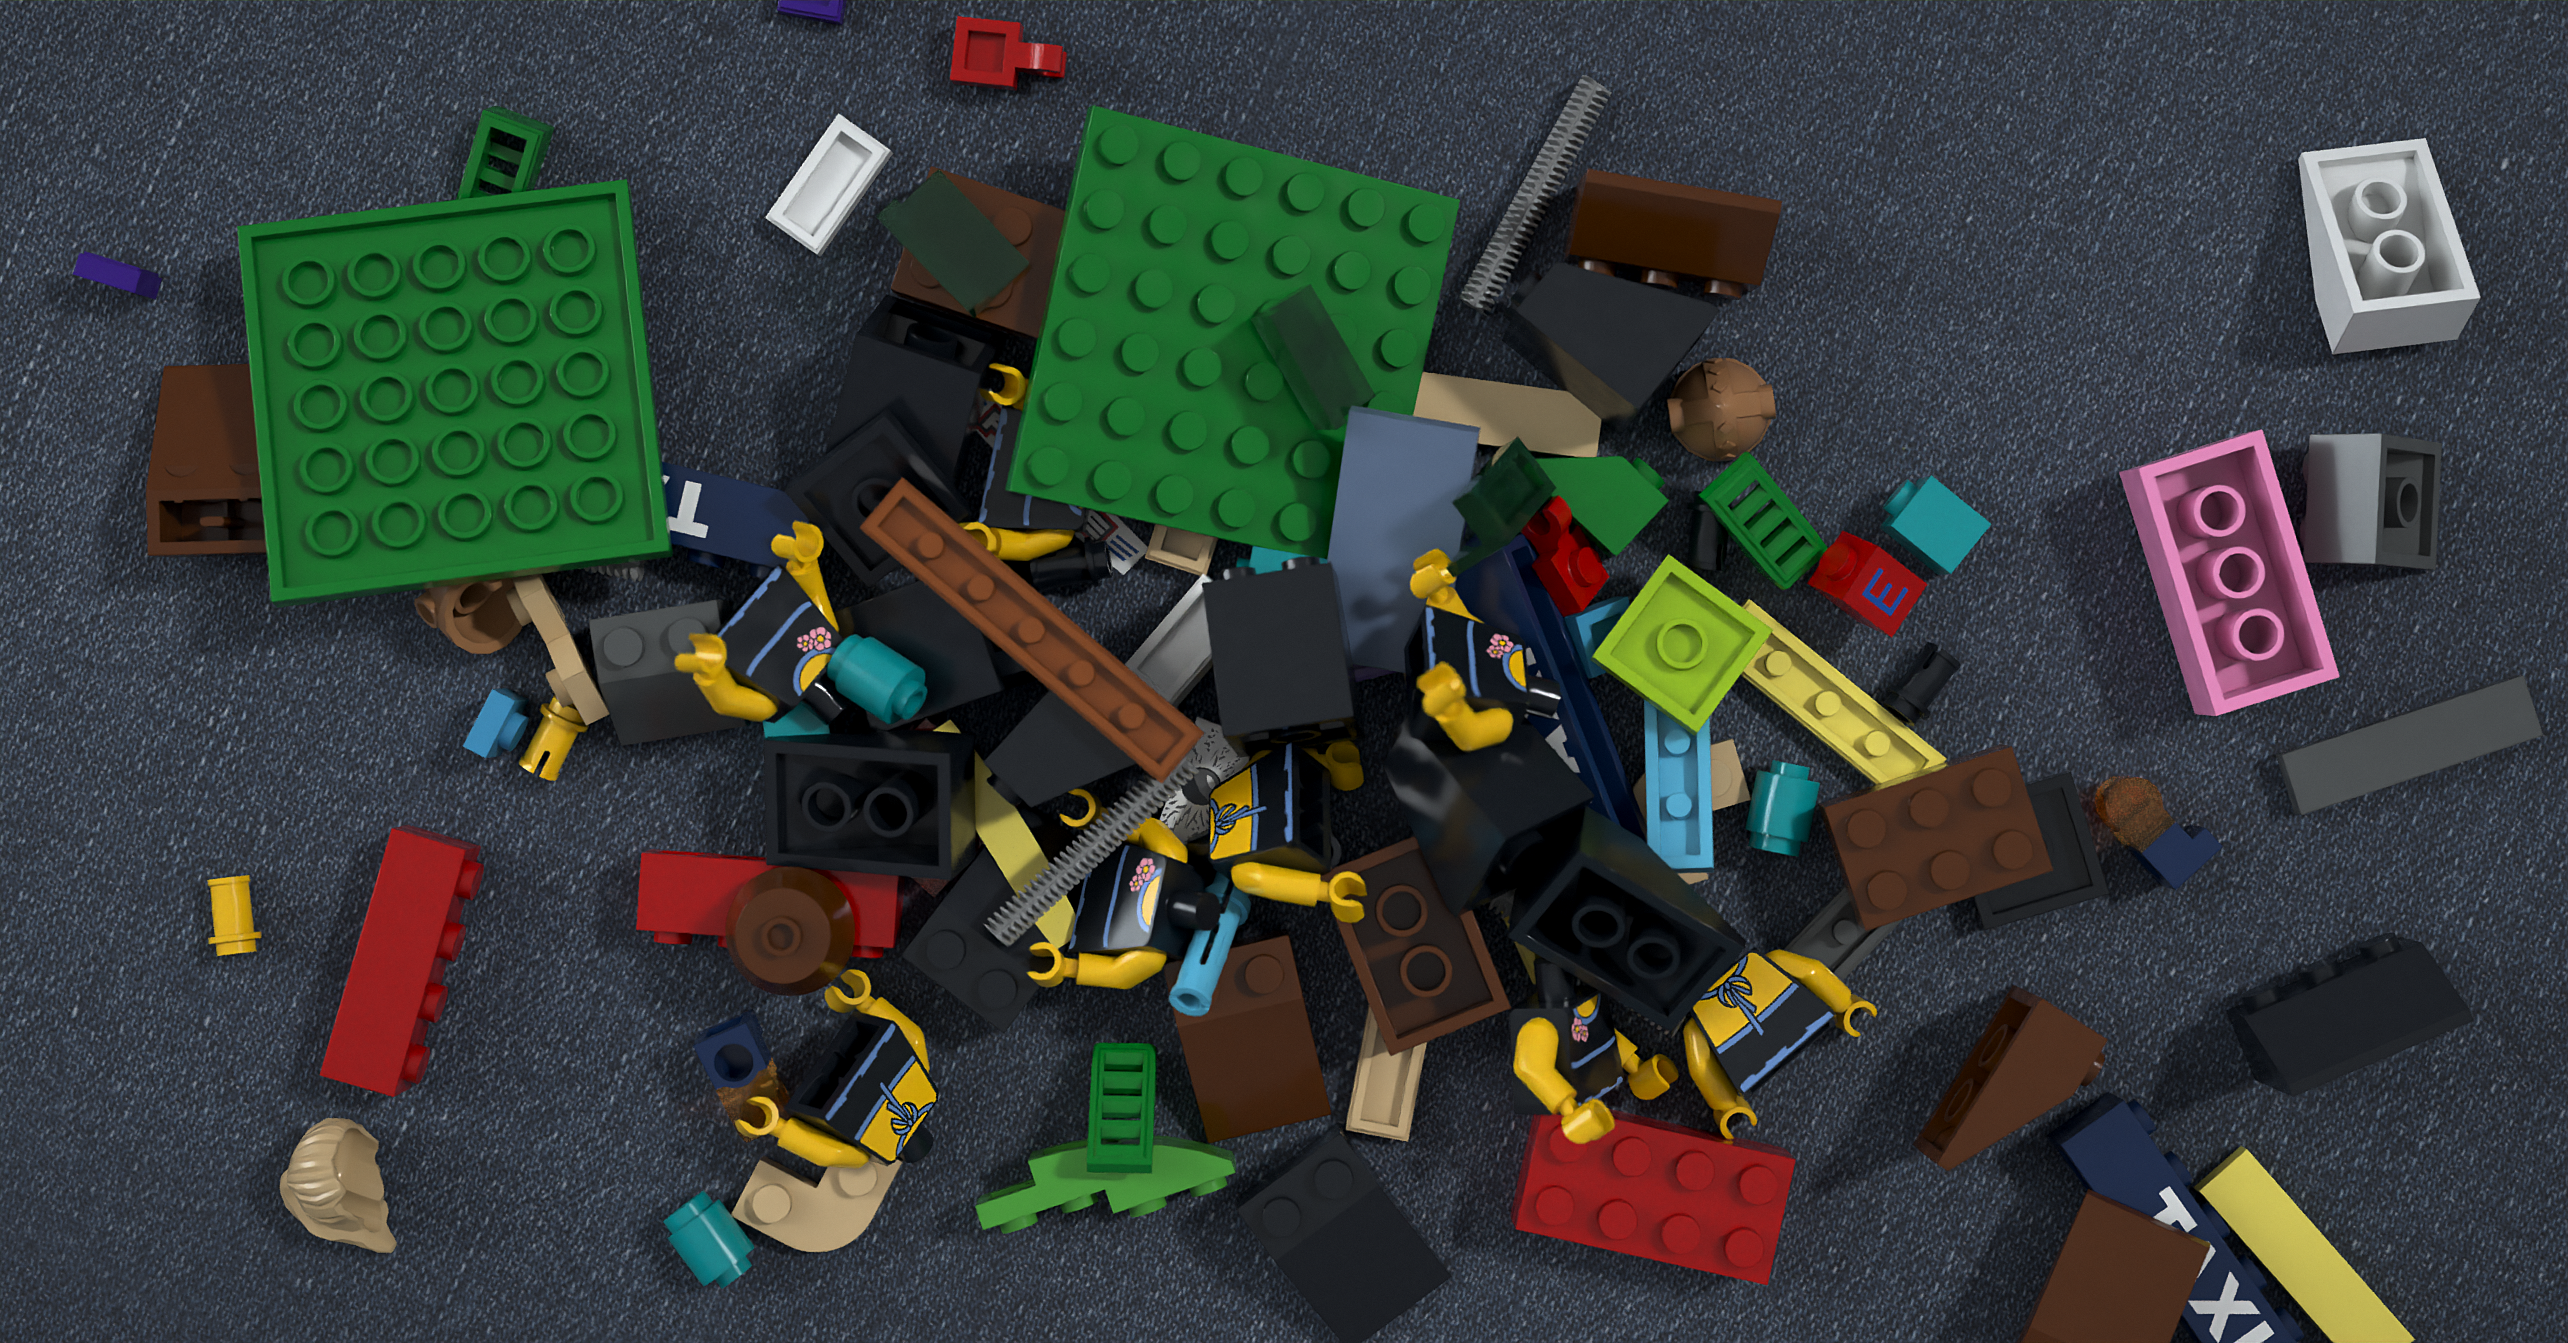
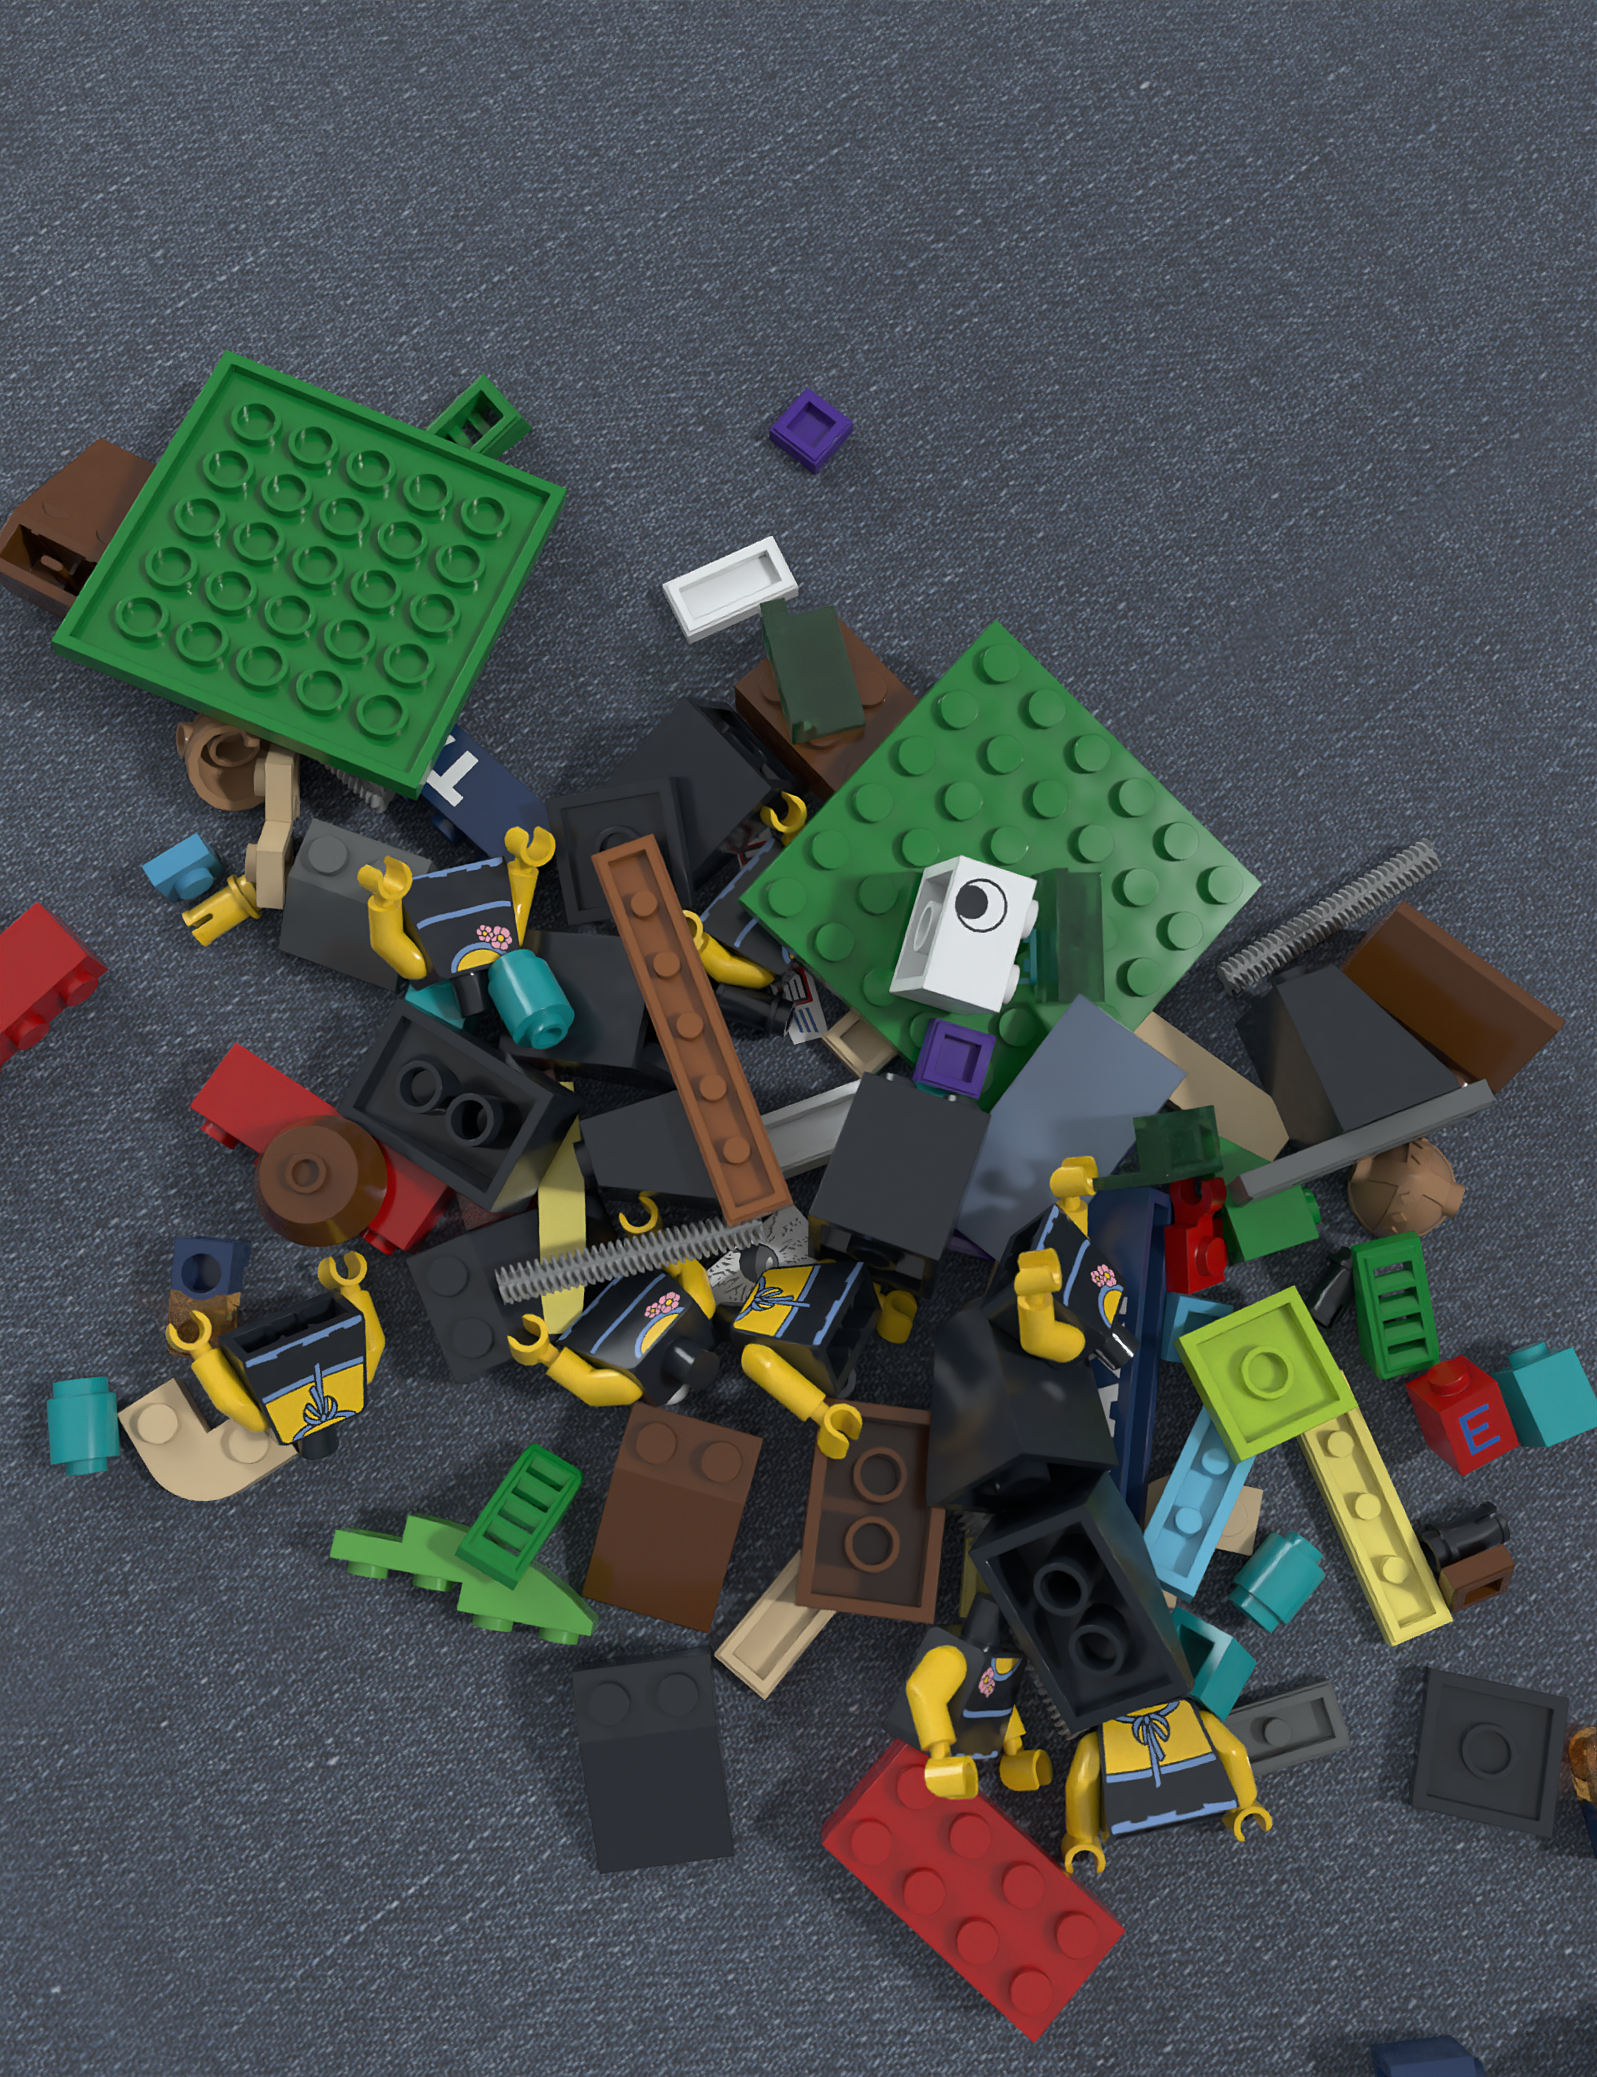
camera: 25 degrees right, 10 degrees down
(117, 274) = (109, 346): dark purple tile -> none
(993, 54) = (931, 555): red plate -> none
(1197, 981) = (657, 1429): medium azure pin -> none
(1225, 423) = (965, 937): none -> white brick
(1272, 521) = (954, 1058): none -> dark purple tile
(1293, 402) = (1030, 965): none -> teal piece
(1661, 403) = (1360, 1144): none -> dark grey tile
(1757, 910) = (1215, 1661): none -> teal brick
(1935, 837) = (1415, 1689): reddish brown brick -> none
(1947, 715) = (1476, 1578): none -> reddish brown tile
(2016, 1071) = (1376, 1966): reddish brown slope -> none

